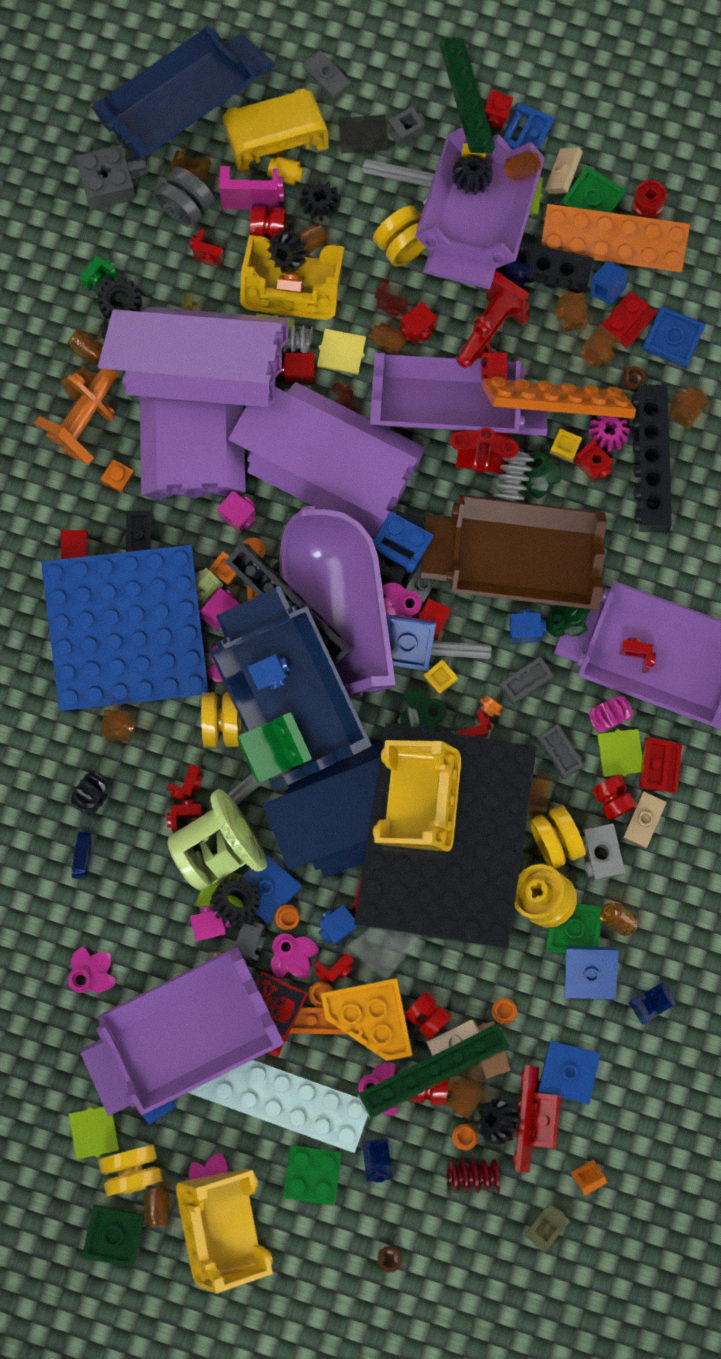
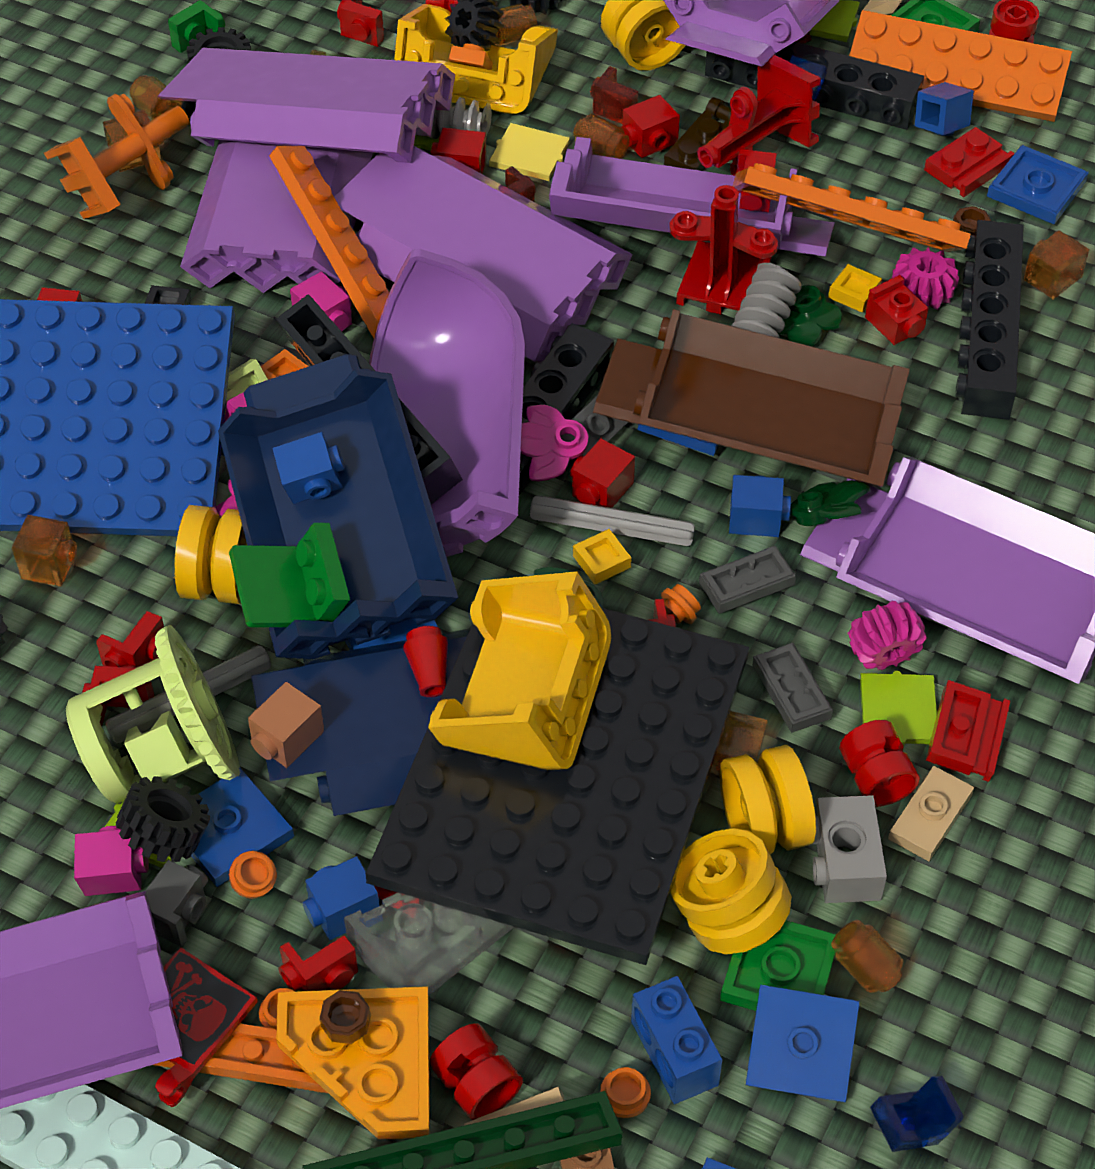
camera: 10 degrees right, 25 degrees down
(117, 476) = (153, 250): orange plate -> none
(240, 470) = (332, 232): none -> orange plate
(291, 840) = (285, 725): none -> nougat brick
(295, 958) = (247, 945): dark pink plate -> none
(359, 1005) = (345, 1017): none -> reddish brown tile
(360, 783) = (427, 656): none -> red cone
(404, 535) = (576, 349): blue plate -> none
(410, 641) = (557, 492): blue plate -> none
(454, 325) = (684, 151): none -> dark brown plate
(526, 980) = (676, 1040): none -> blue brick
(571, 311) = (883, 138): clear orange brick -> none
(599, 348) = (921, 180): clear orange brick -> none
(635, 648) = (944, 556): red bracket -> none

